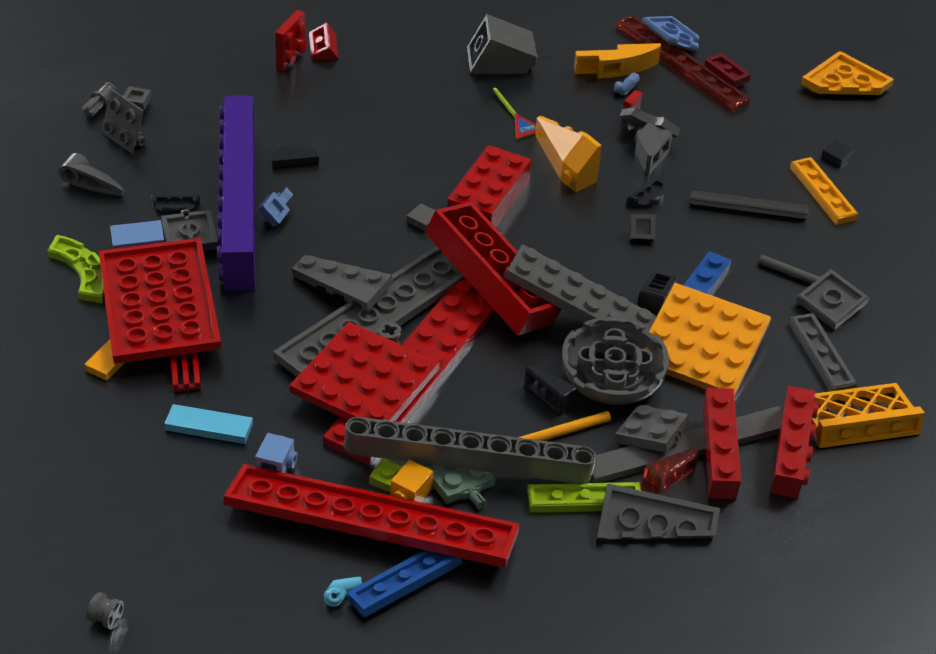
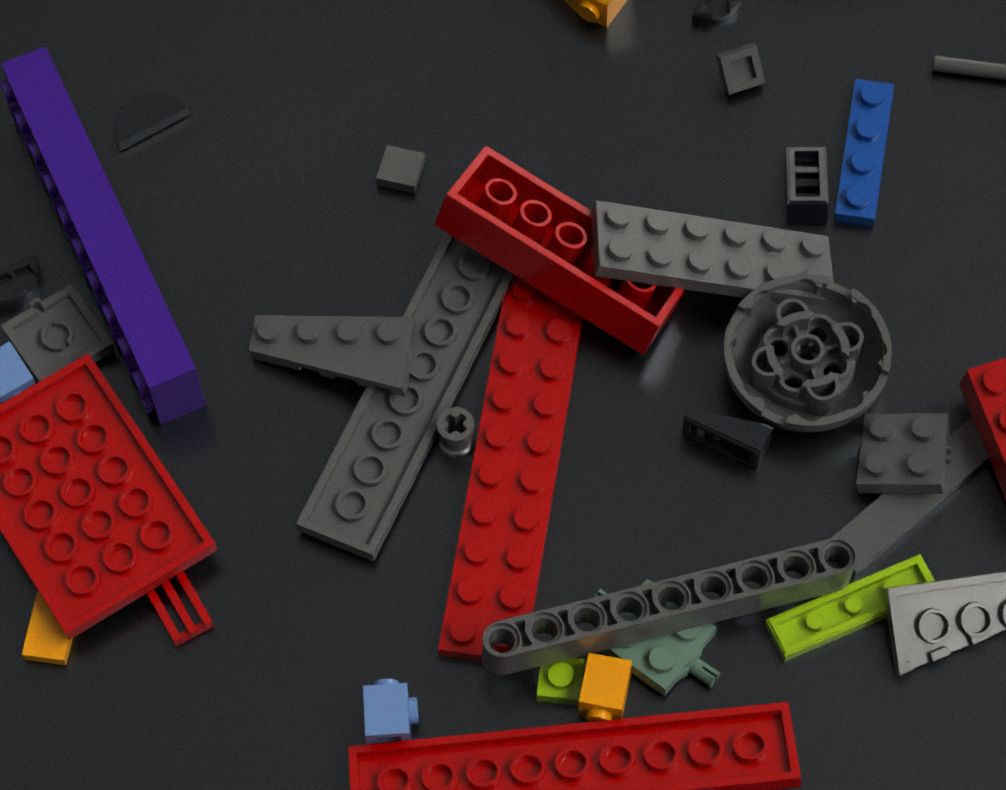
camera: 15 degrees left, 20 degrees up
(208, 424) = (258, 688): medium azure tile -> none
(275, 207) = (166, 239): medium blue plate -> none
(364, 376) = (456, 524): red plate -> none
(493, 183) = (481, 80): red brick -> none
(570, 427) = (769, 502): light orange bar -> none
(669, 470) = (949, 527): clear red slope -> none
(708, 338) = (918, 254): light orange plate -> none

